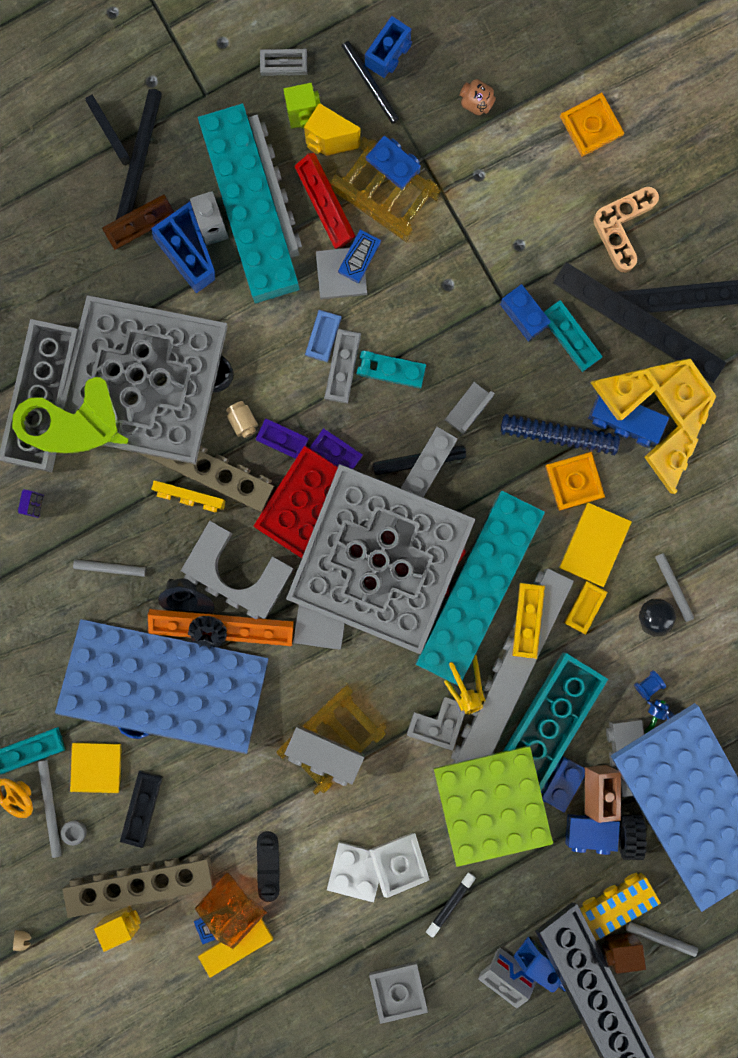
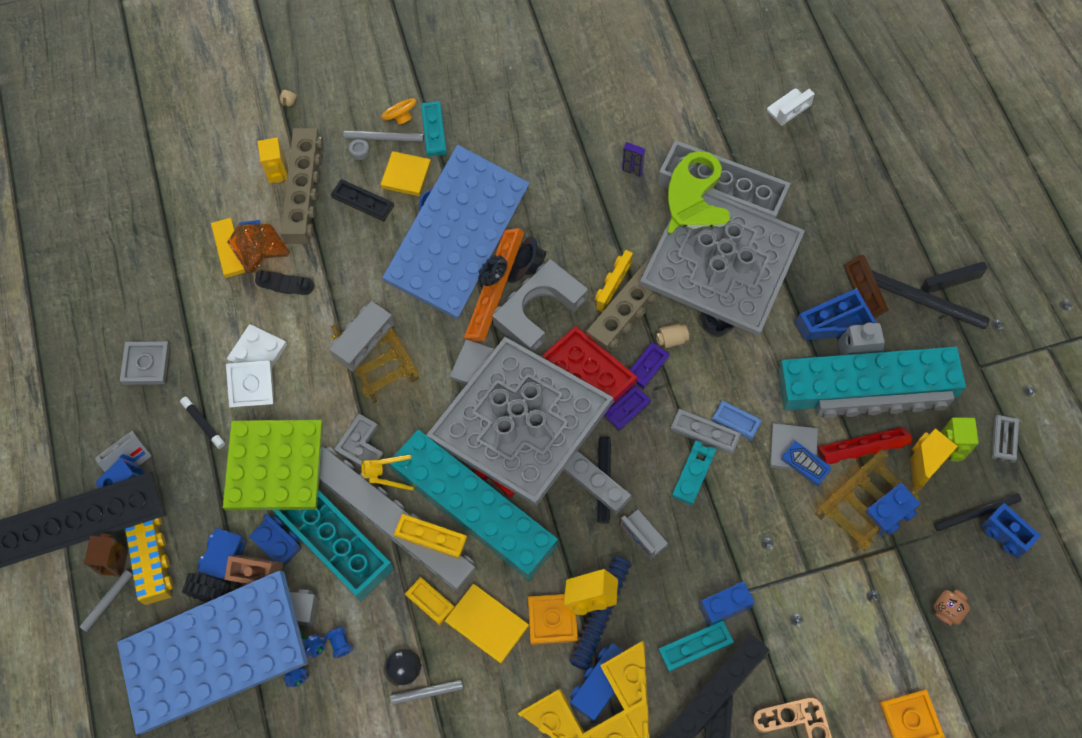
camera: 105 degrees right, 20 degrees down
(109, 568) = (566, 213): light grey bar -> none
(548, 446) = (591, 592): none -> yellow brick

